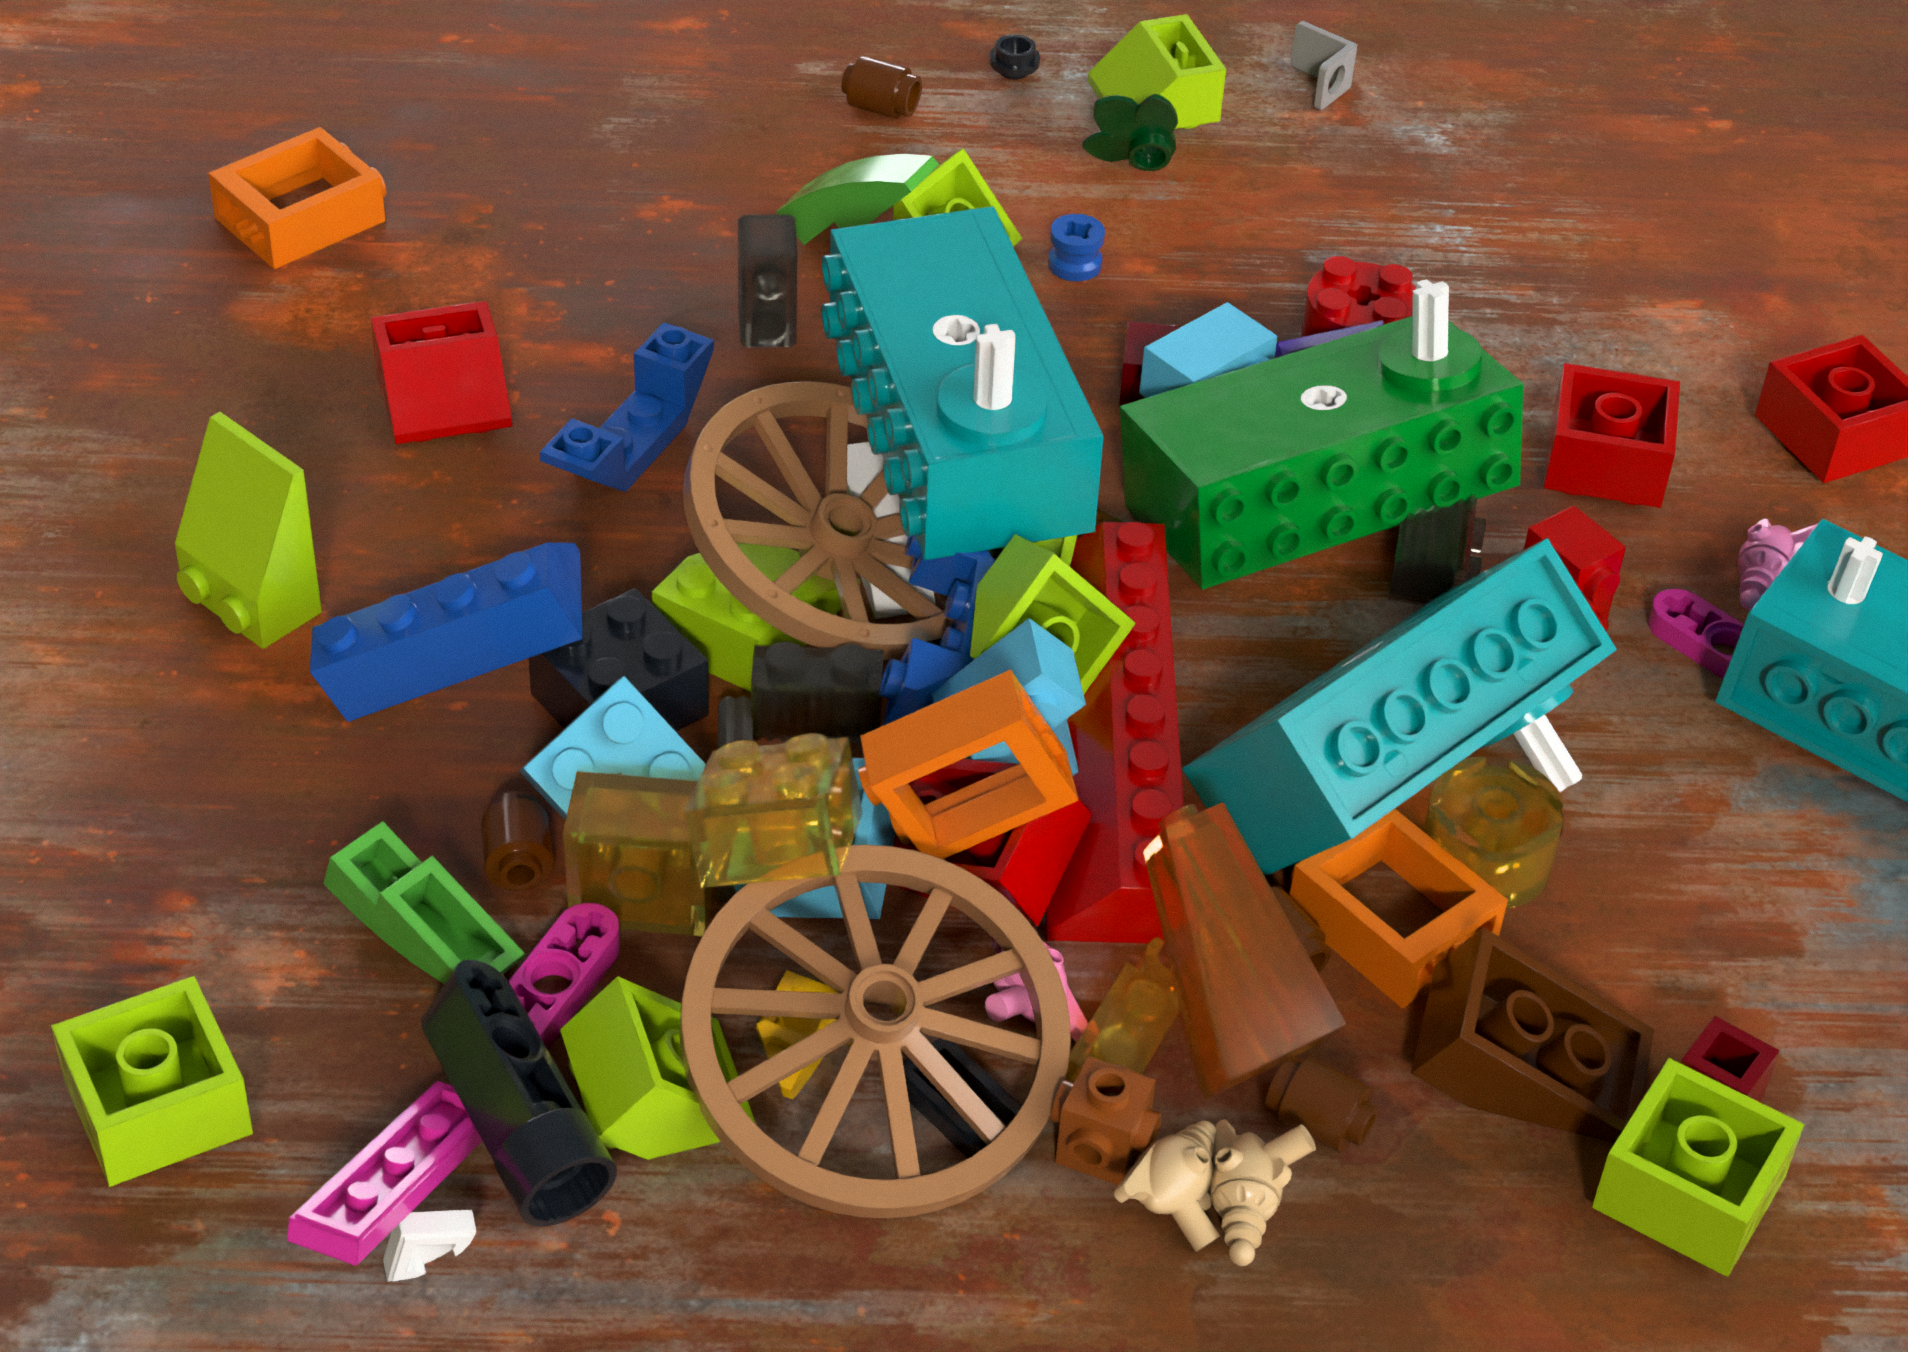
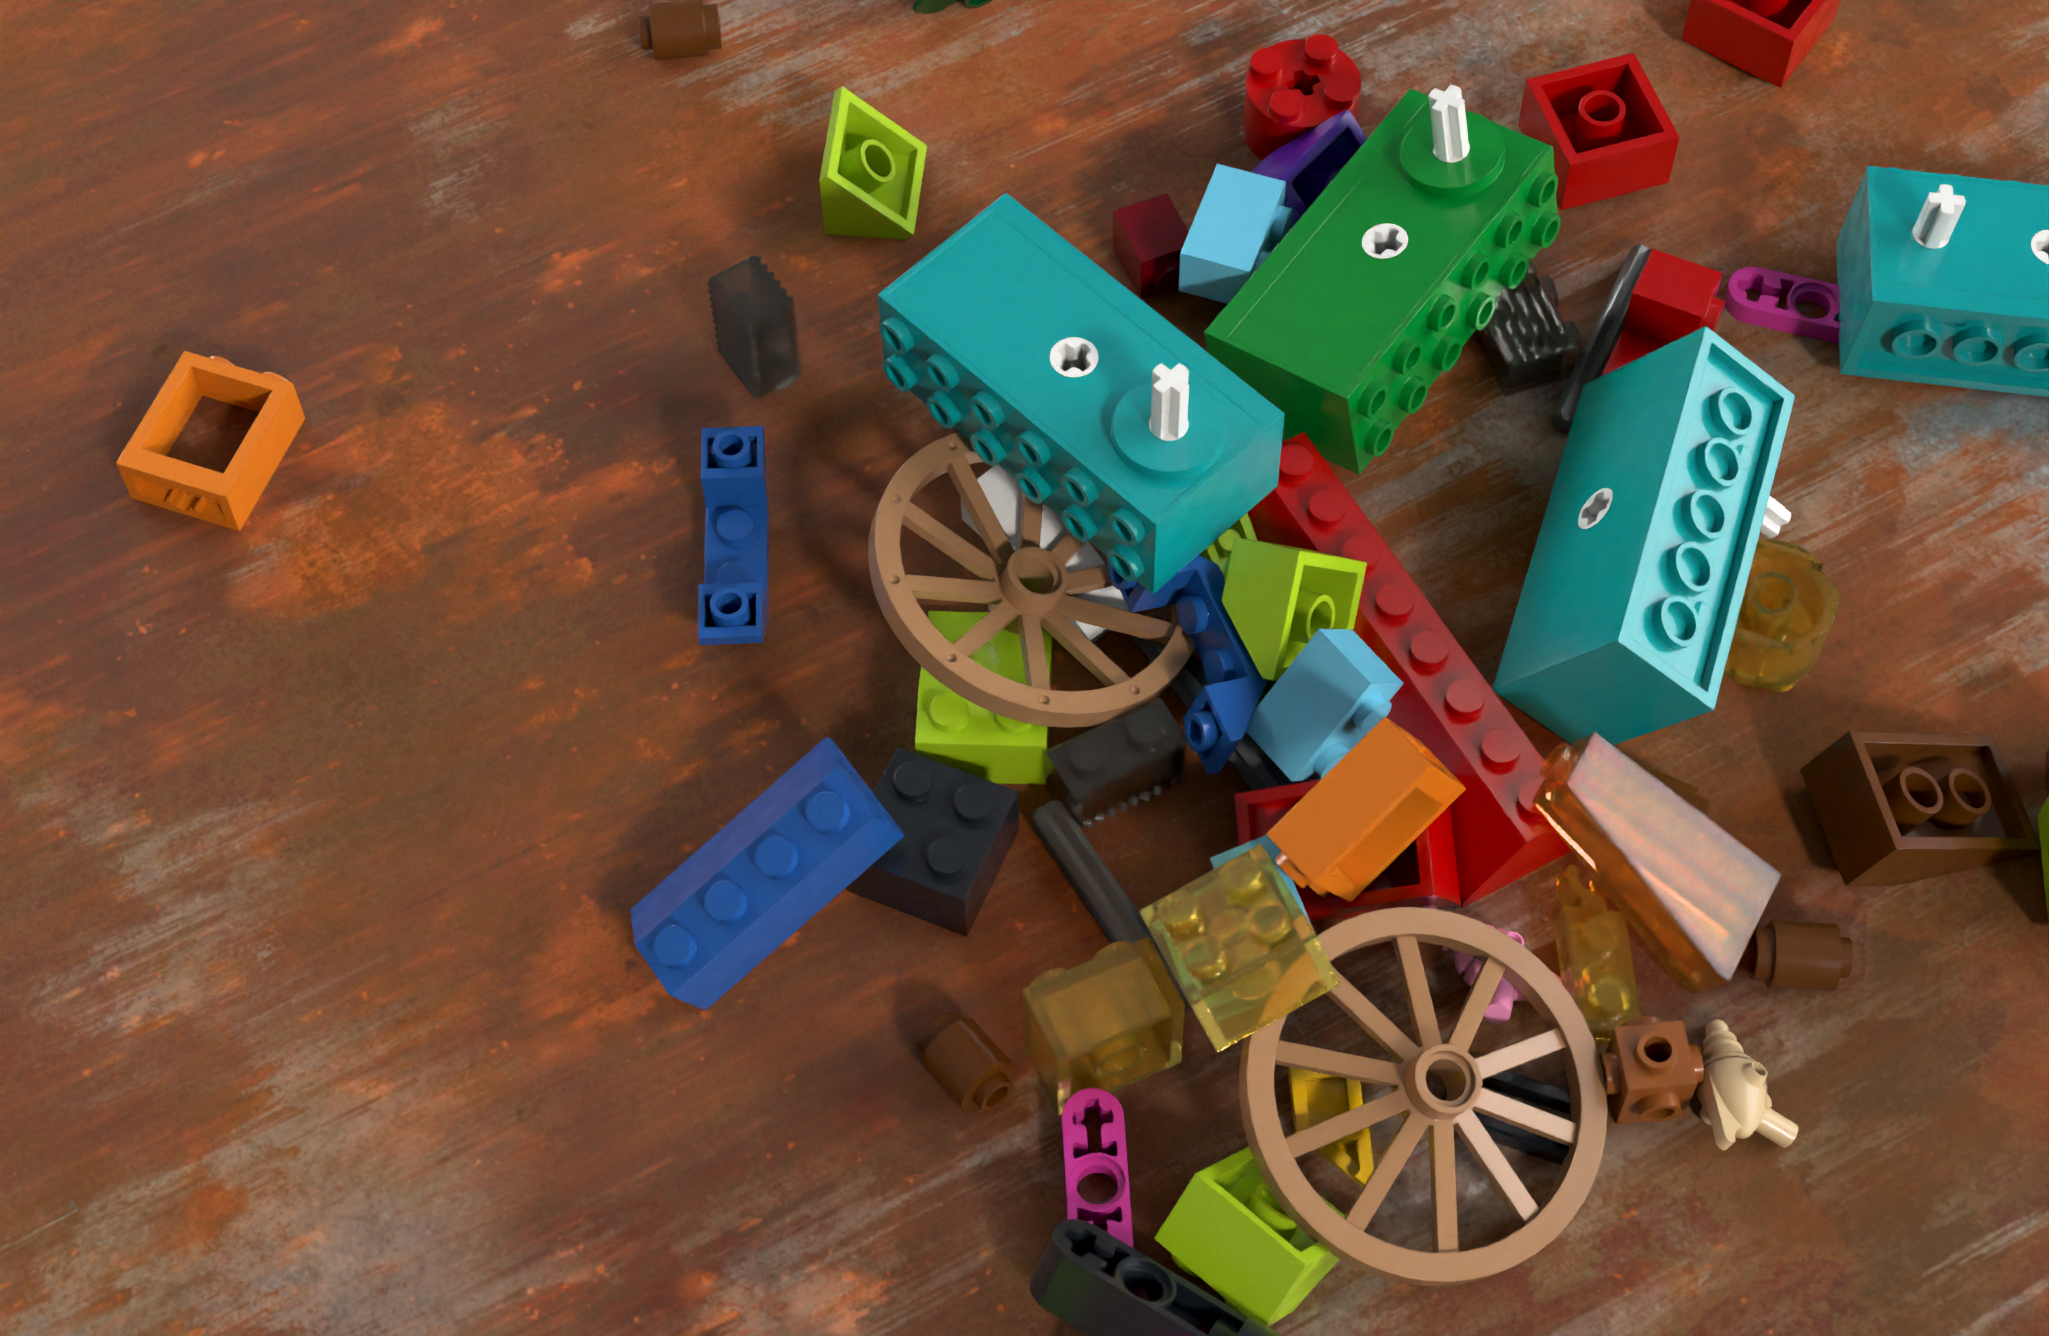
camera: 25 degrees left, 15 degrees up
(248, 536) = (503, 880): lime slope -> none
(416, 906) = (939, 1183): bright green slope -> none
(440, 372) = (520, 586): red slope -> none
(611, 736) = (1000, 932): medium azure brick -> none
(855, 192) = (769, 183): bright green slope -> none
(1076, 247) = (990, 136): blue wheel -> none
(1250, 1182) = (1793, 1061): tan piece -> none
(1365, 941) = (1734, 774): orange window -> none
(1765, 556) = (1796, 194): bright pink piece -> none

